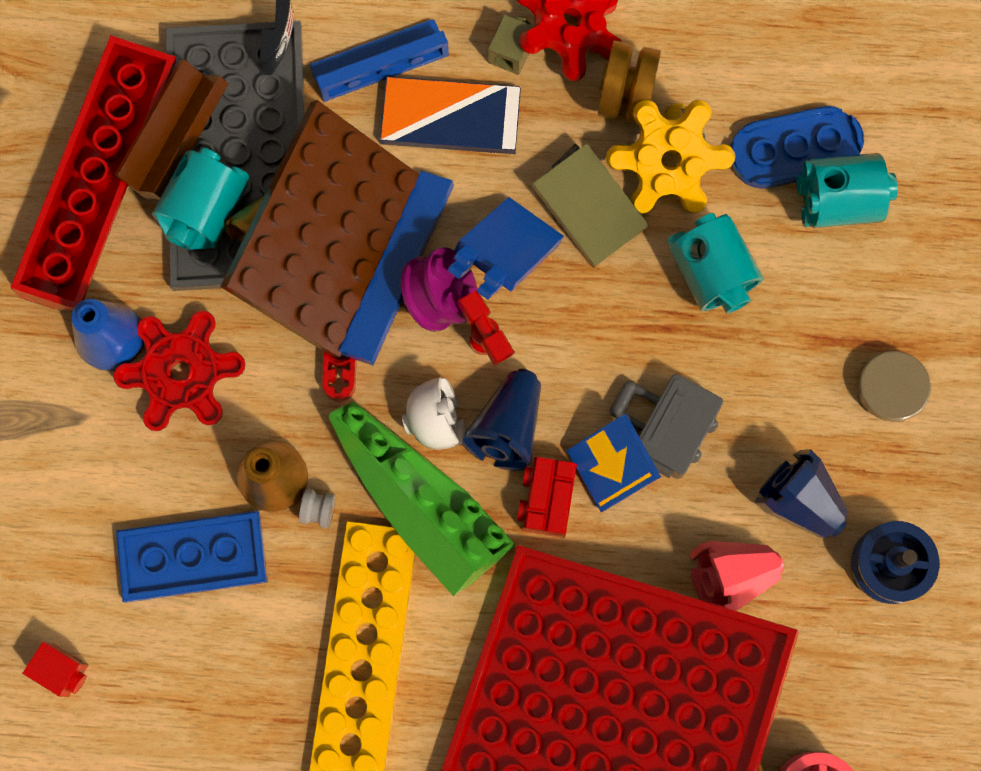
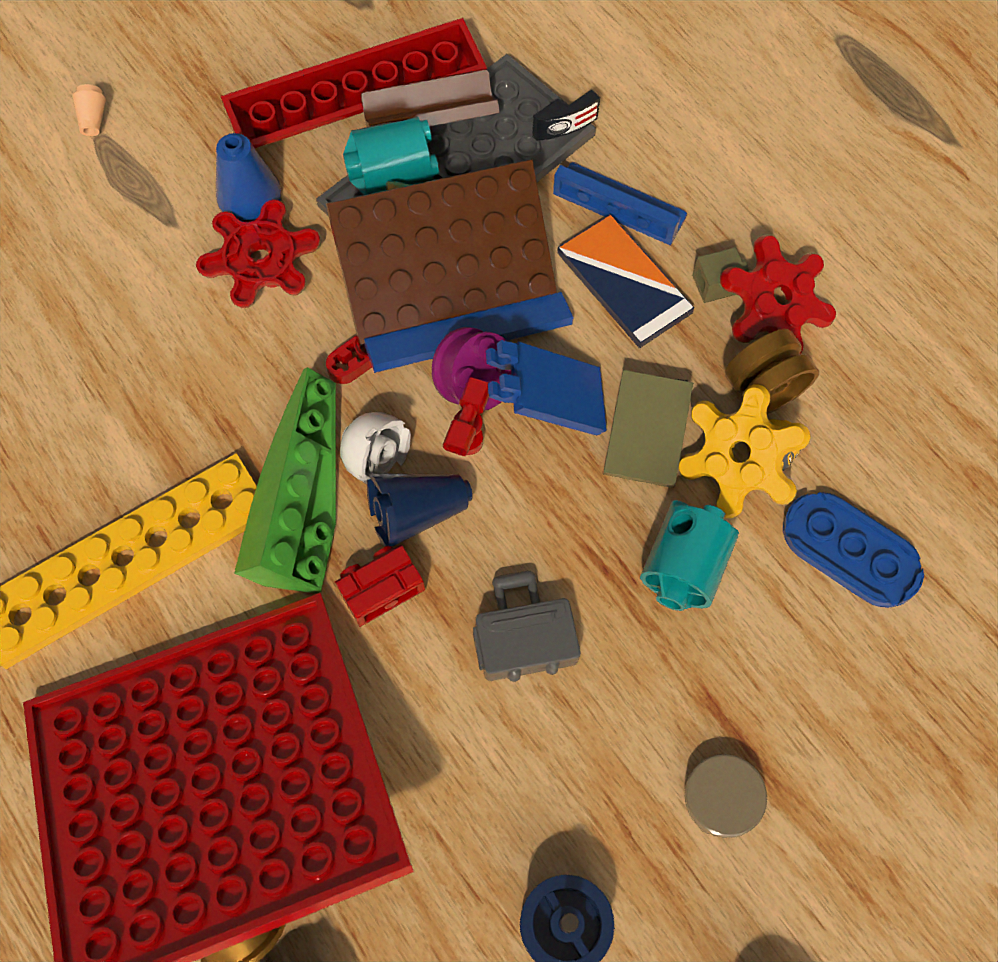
camera: 50 degrees right, 10 degrees down
(191, 556) = (123, 371): blue tile -> none
(278, 486) = (227, 369): pearl gold cone -> none
(317, 508) = (228, 423): light grey wheel -> none
(614, 463) = (450, 612): blue tile -> none
(734, 572) = (439, 788): coral cone -> none
(804, 496) = (556, 796): dark blue cone -> none
(845, 190) = (852, 611): teal cylinder -> none

